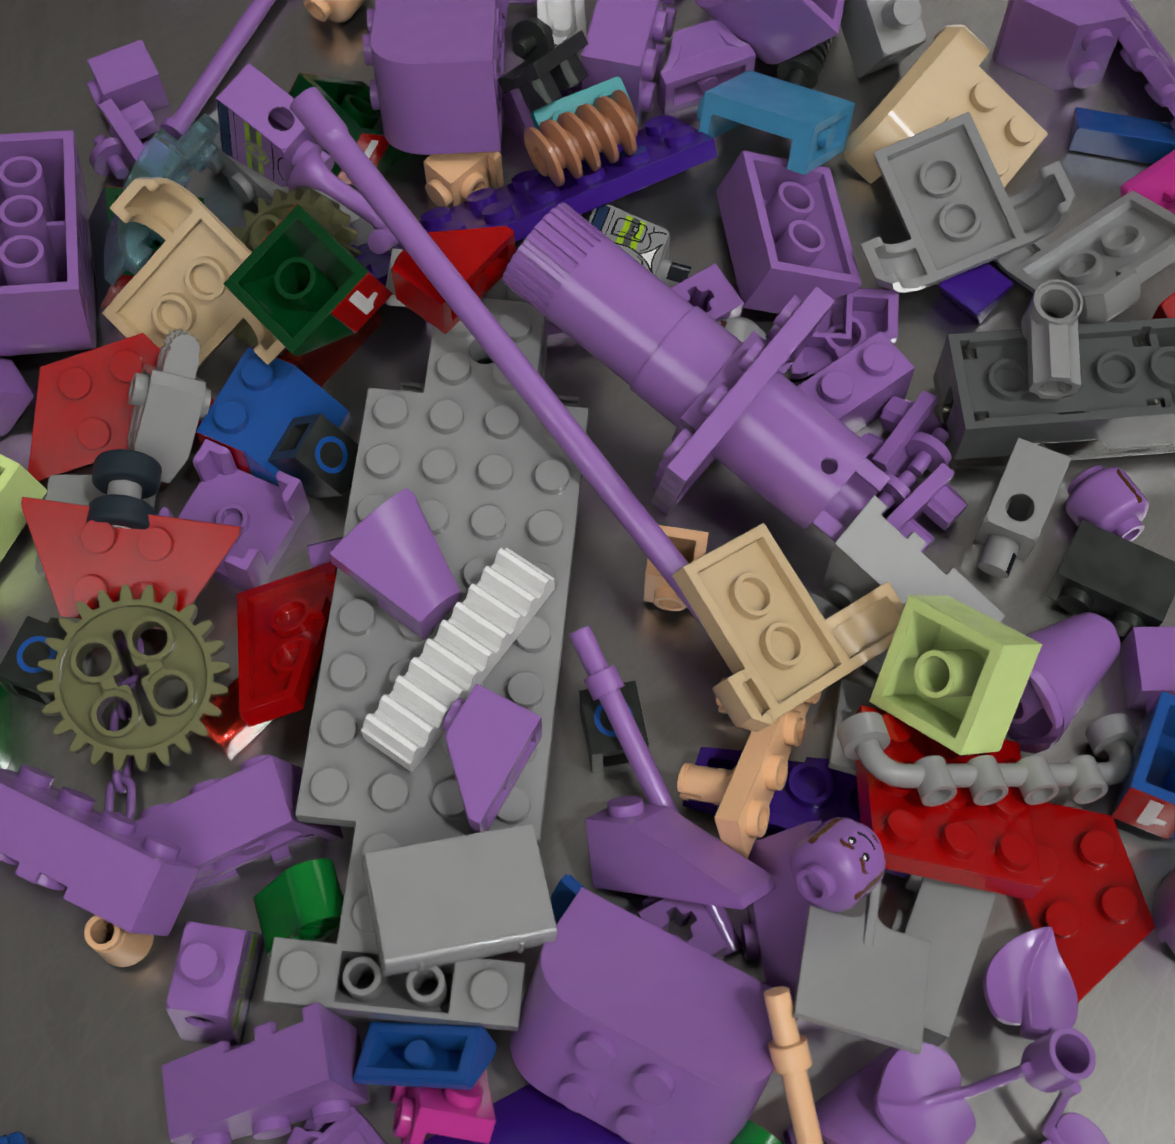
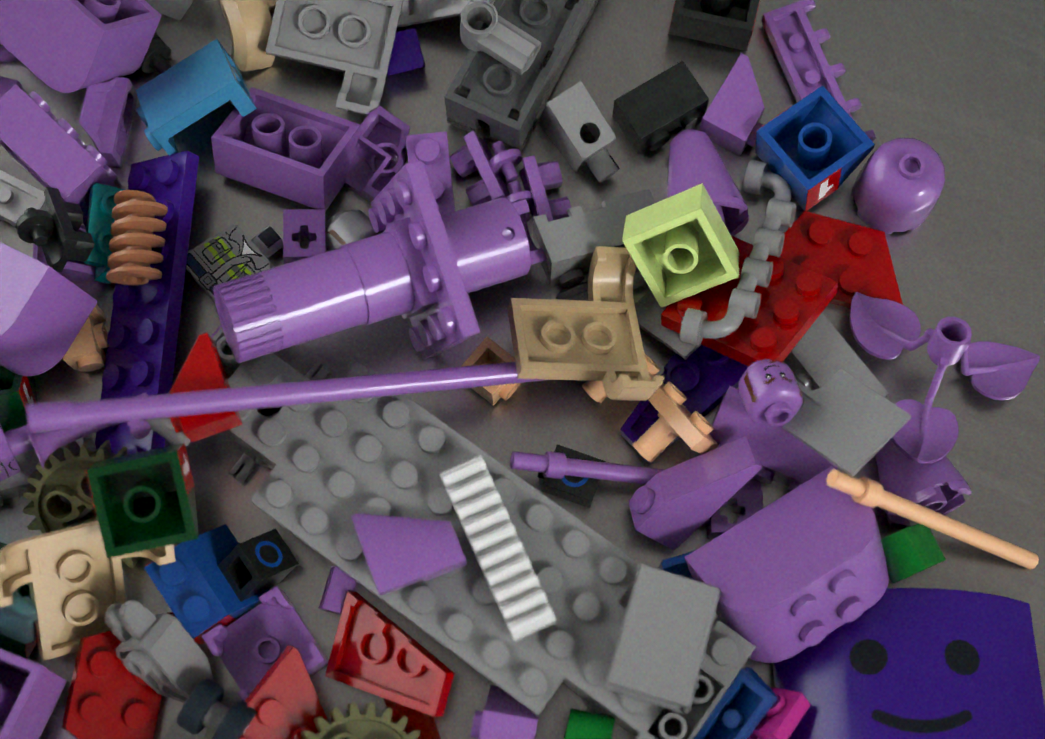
camera: 60 degrees left, 10 degrees up
(488, 750) = (578, 567): medium lavender slope -> none
(1108, 501) = (607, 76): medium lavender head -> none

